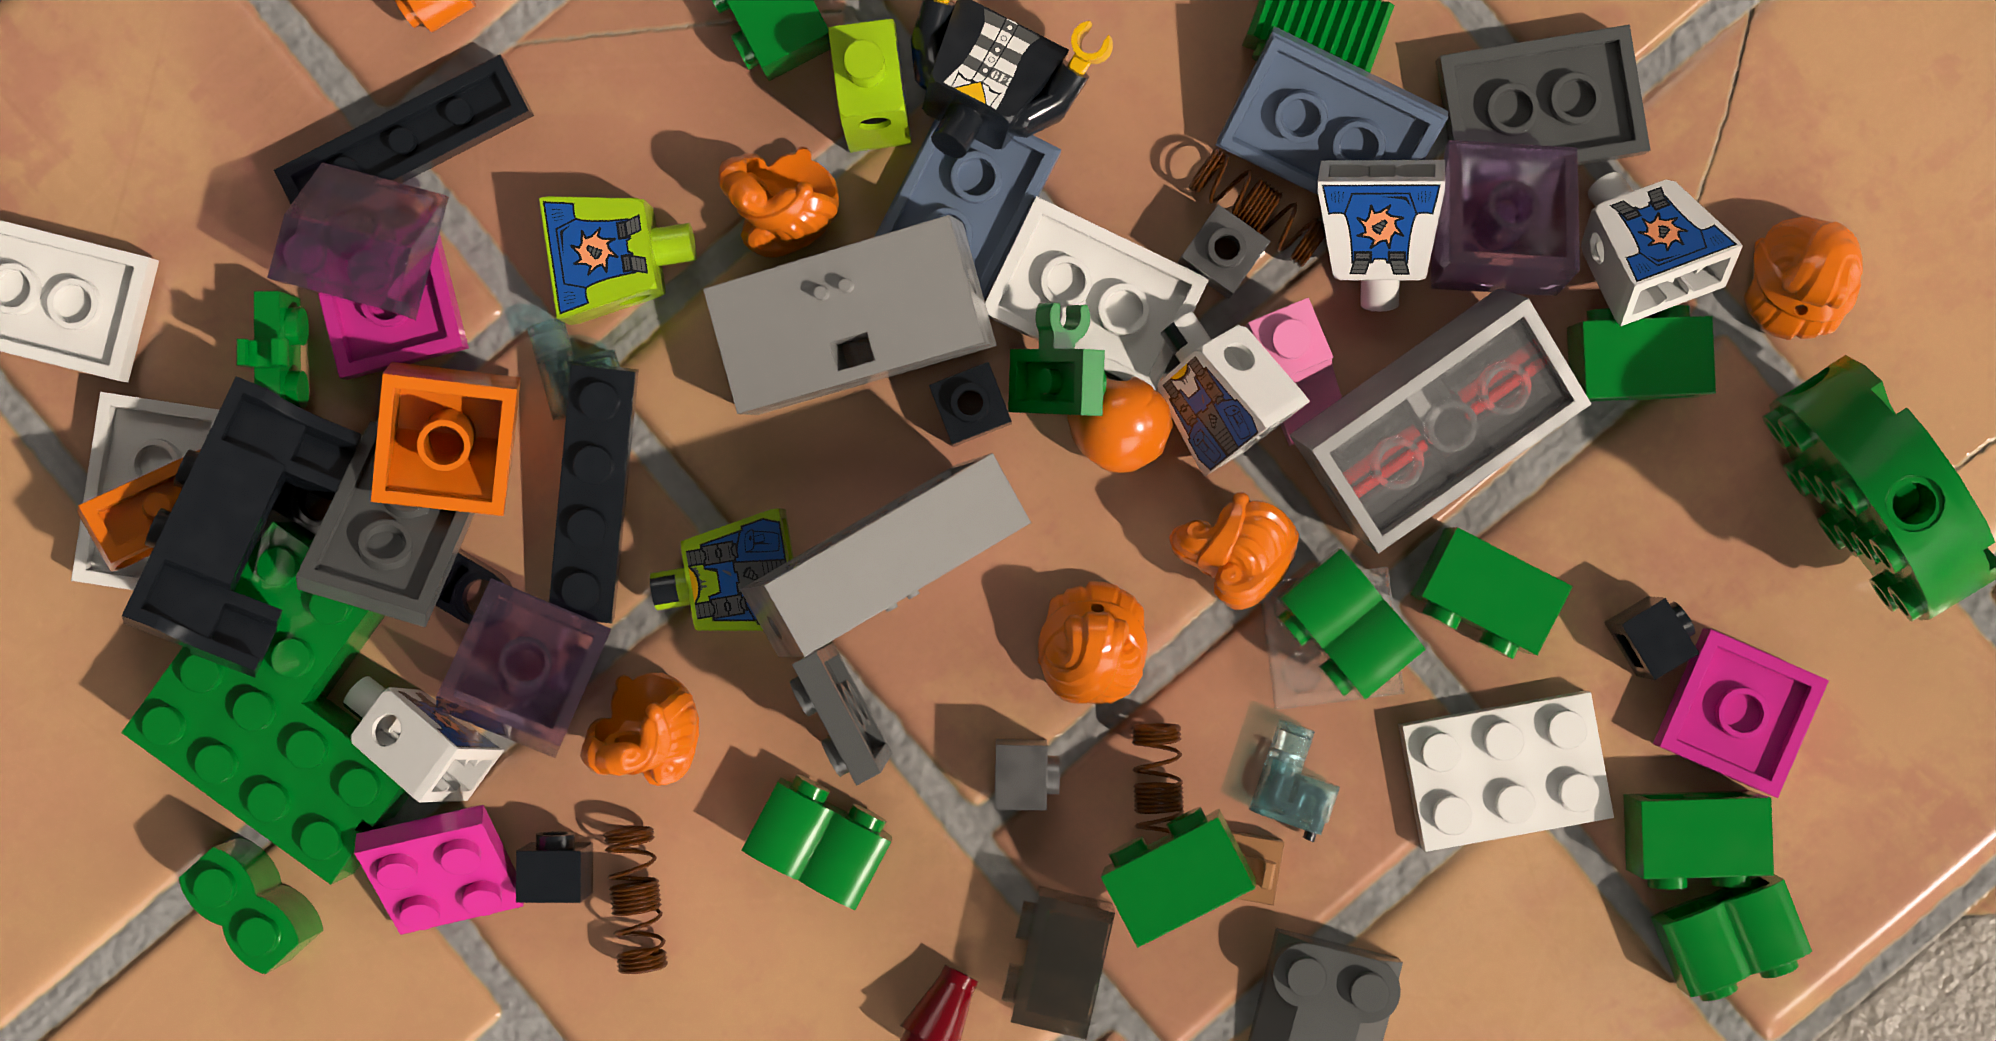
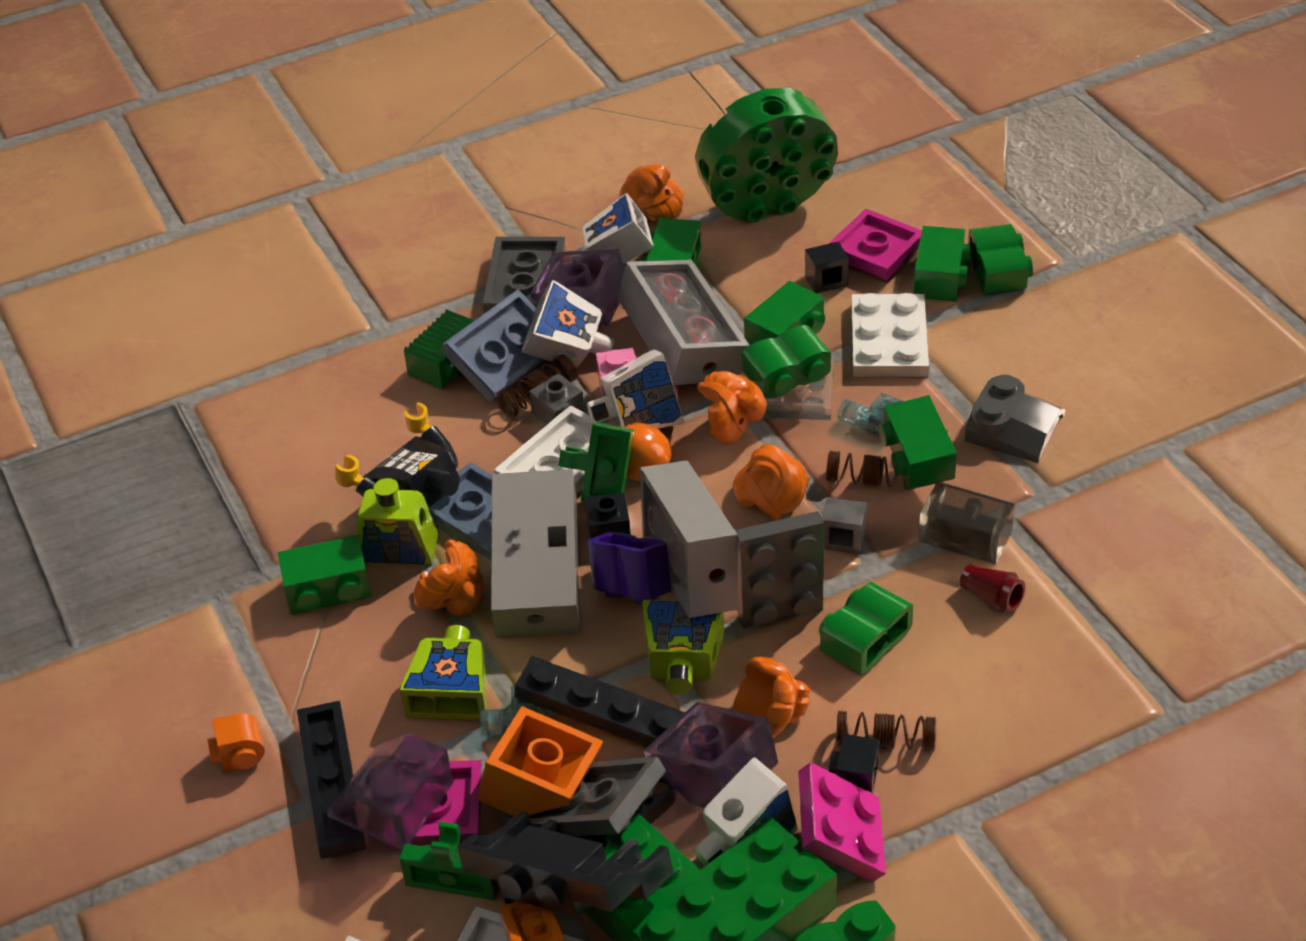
camera: 70 degrees left, 45 degrees down
(843, 471) = (629, 566): none -> dark purple brick

